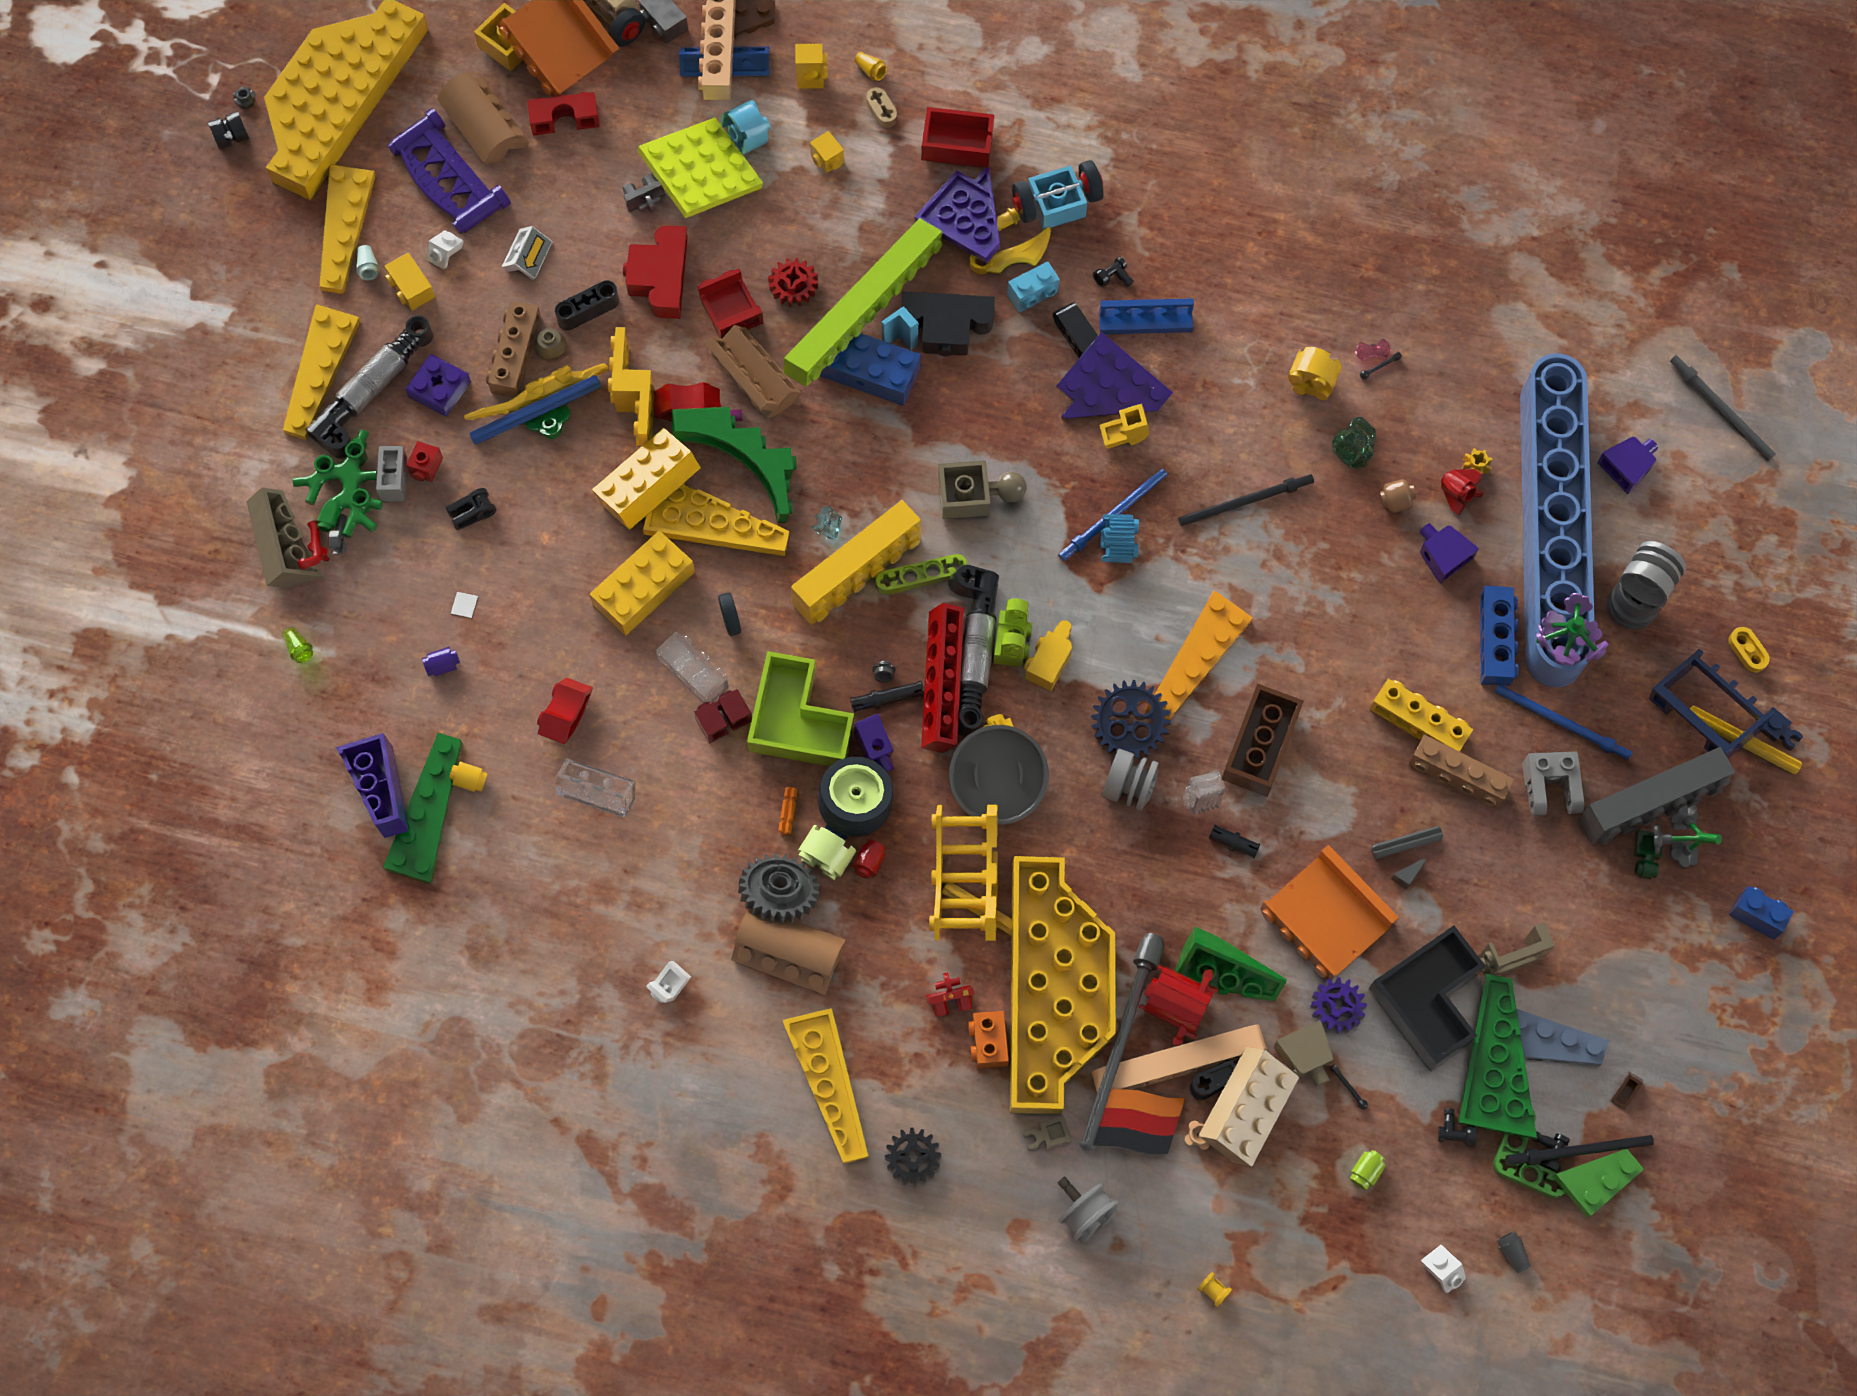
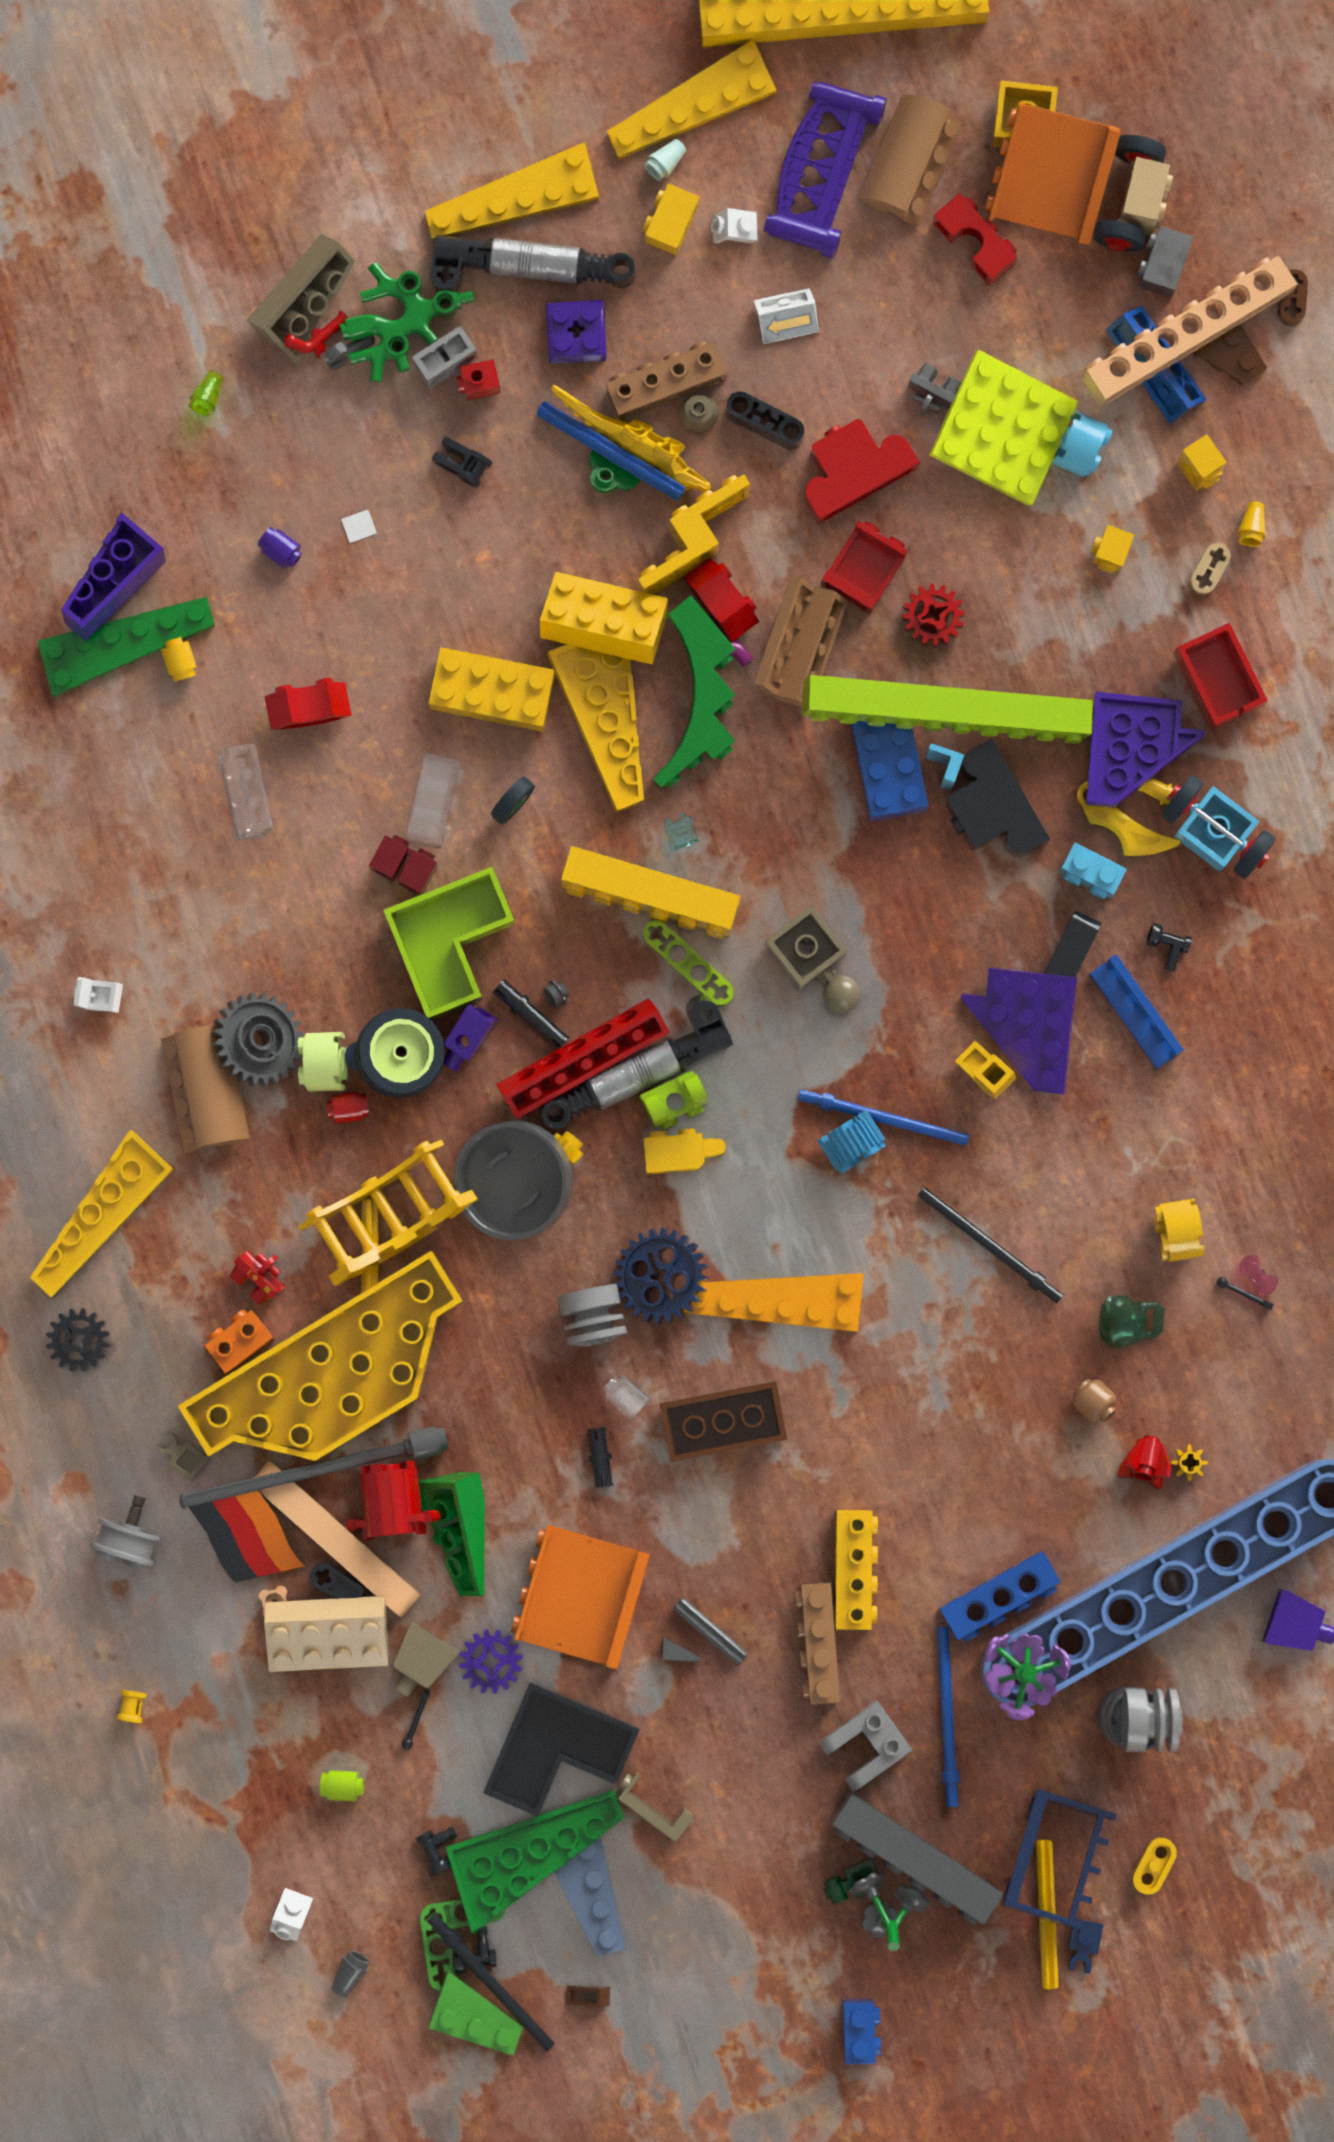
camera: 55 degrees right, 15 degrees up
(788, 811) = (348, 994): orange axle -> none
(1446, 551) = (1063, 1486): dark purple torso -> none

